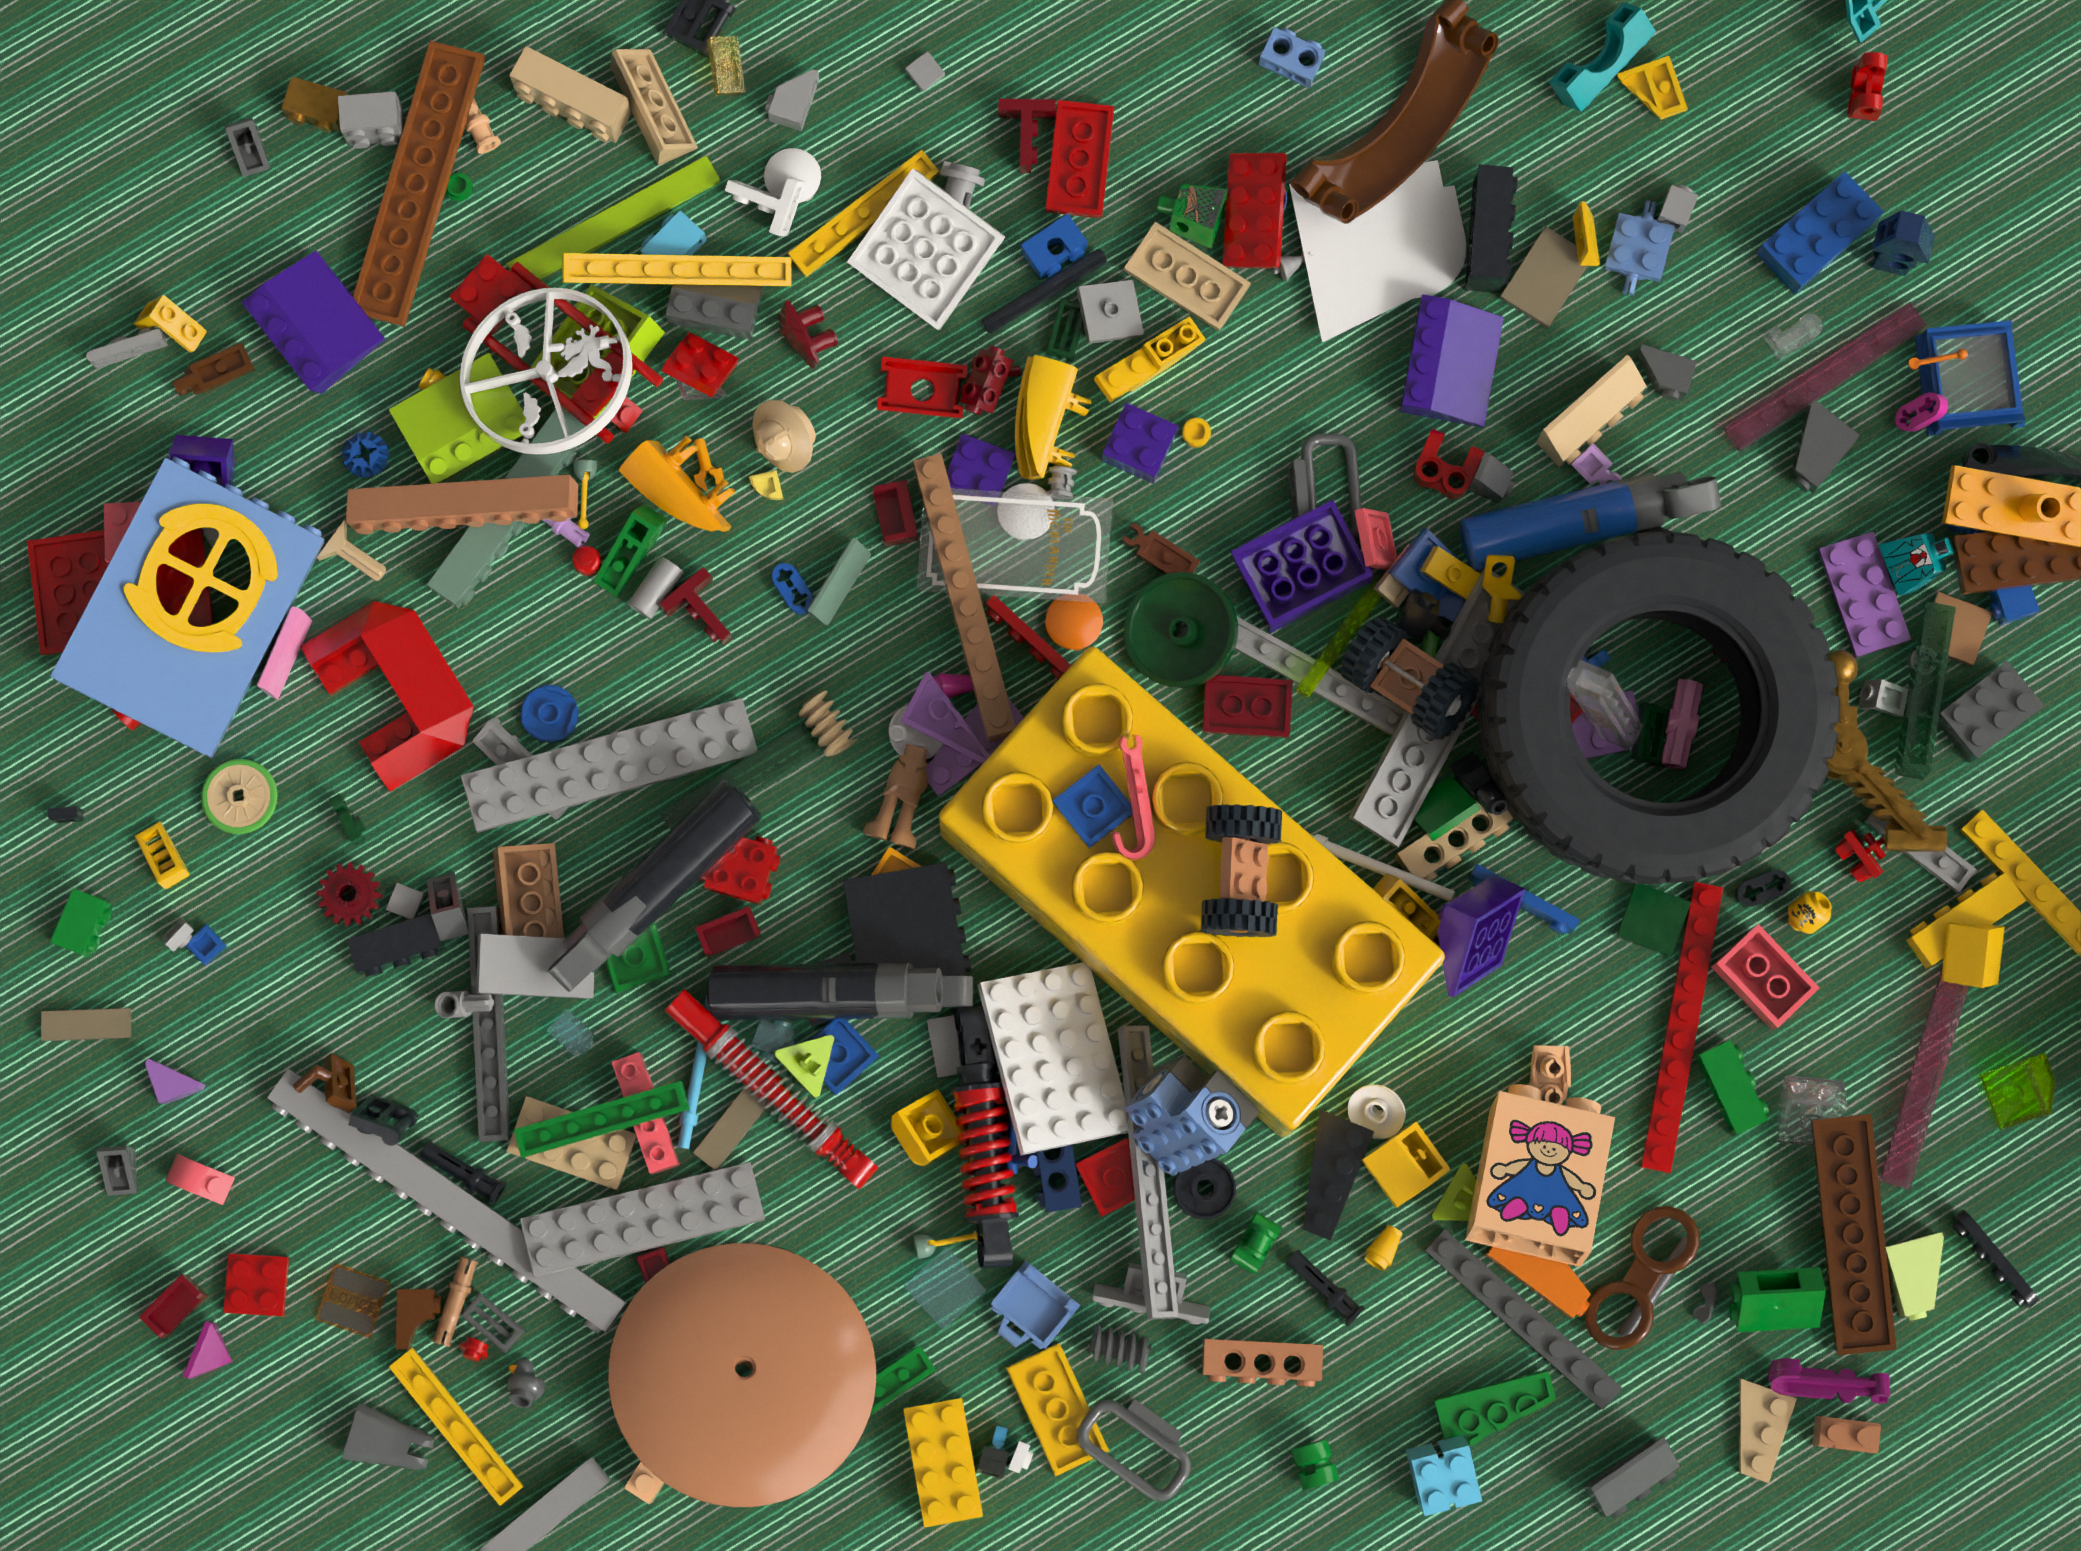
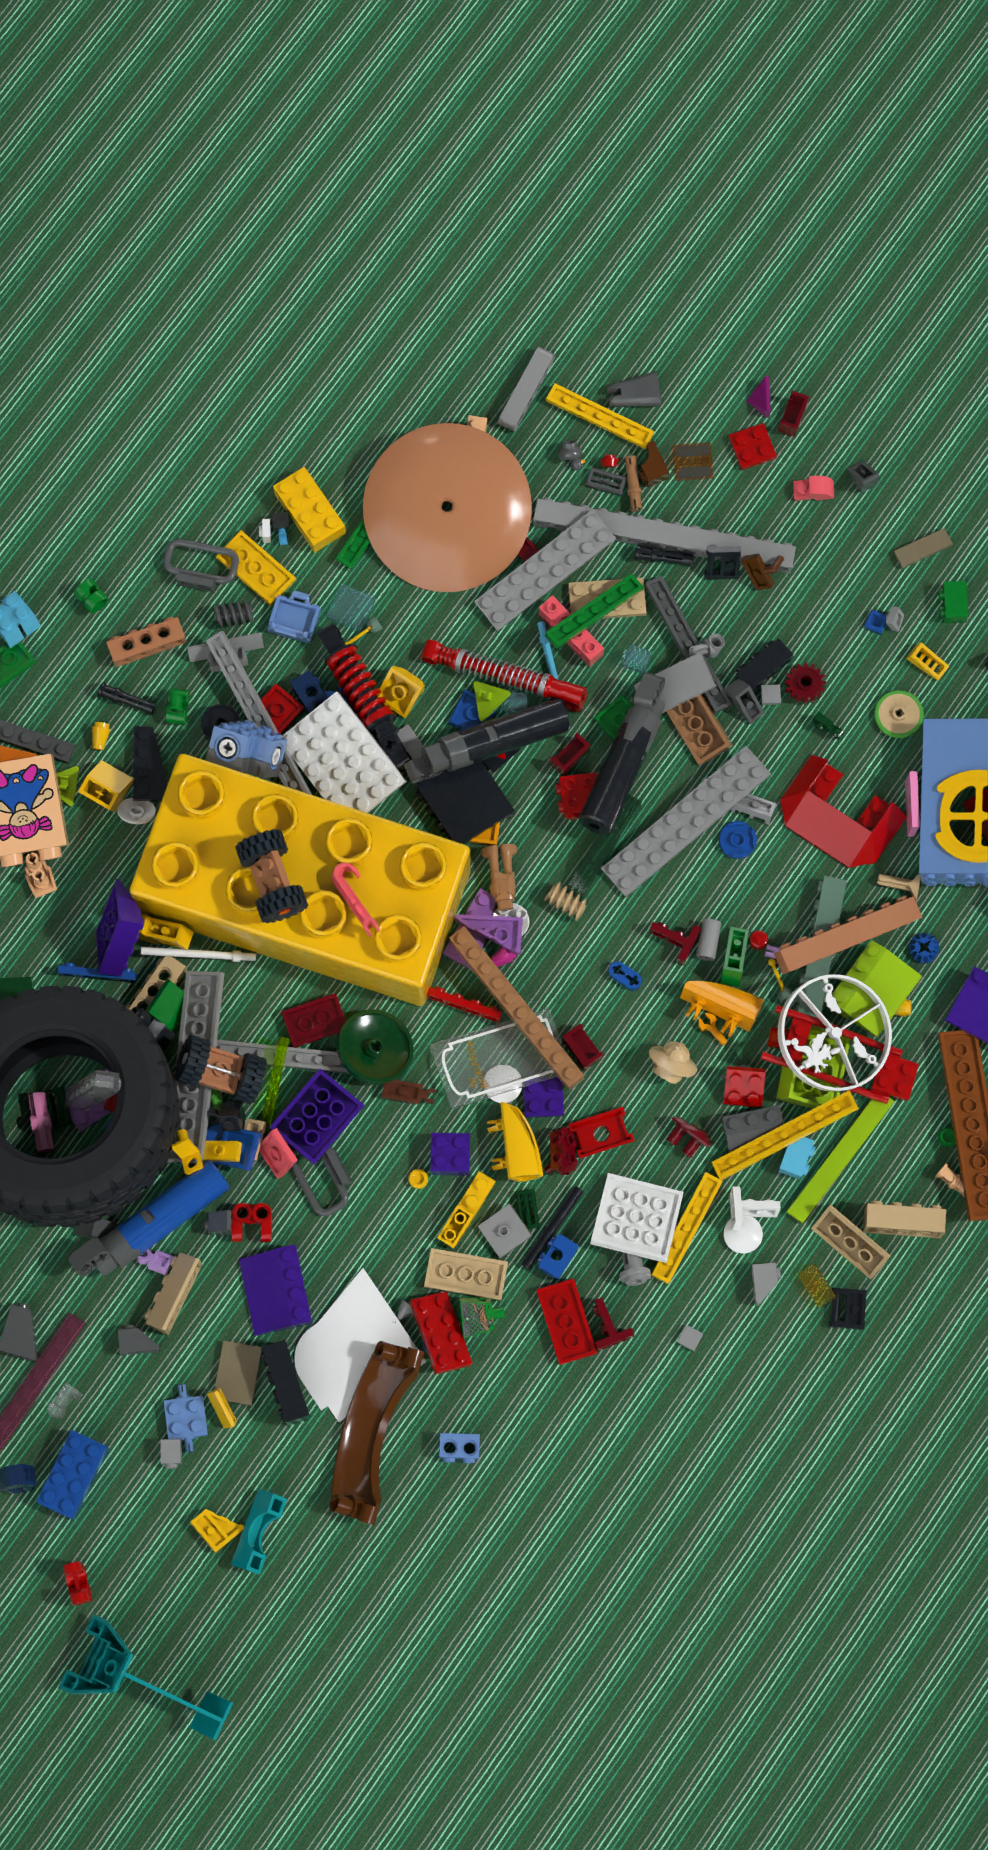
camera: 160 degrees right, 5 degrees down
(170, 1084) = (857, 535): medium lavender slope -> none
(730, 1129) = (518, 642): dark tan tile -> none
(767, 485) = (669, 1033): light yellow tile -> none
(839, 582) = (598, 991): sand green slope -> none
(1061, 480) = (488, 1109): light grey bush -> none
(1073, 623) = (442, 1026): orange dish -> none
(1093, 806) = (378, 888): blue tile -> none

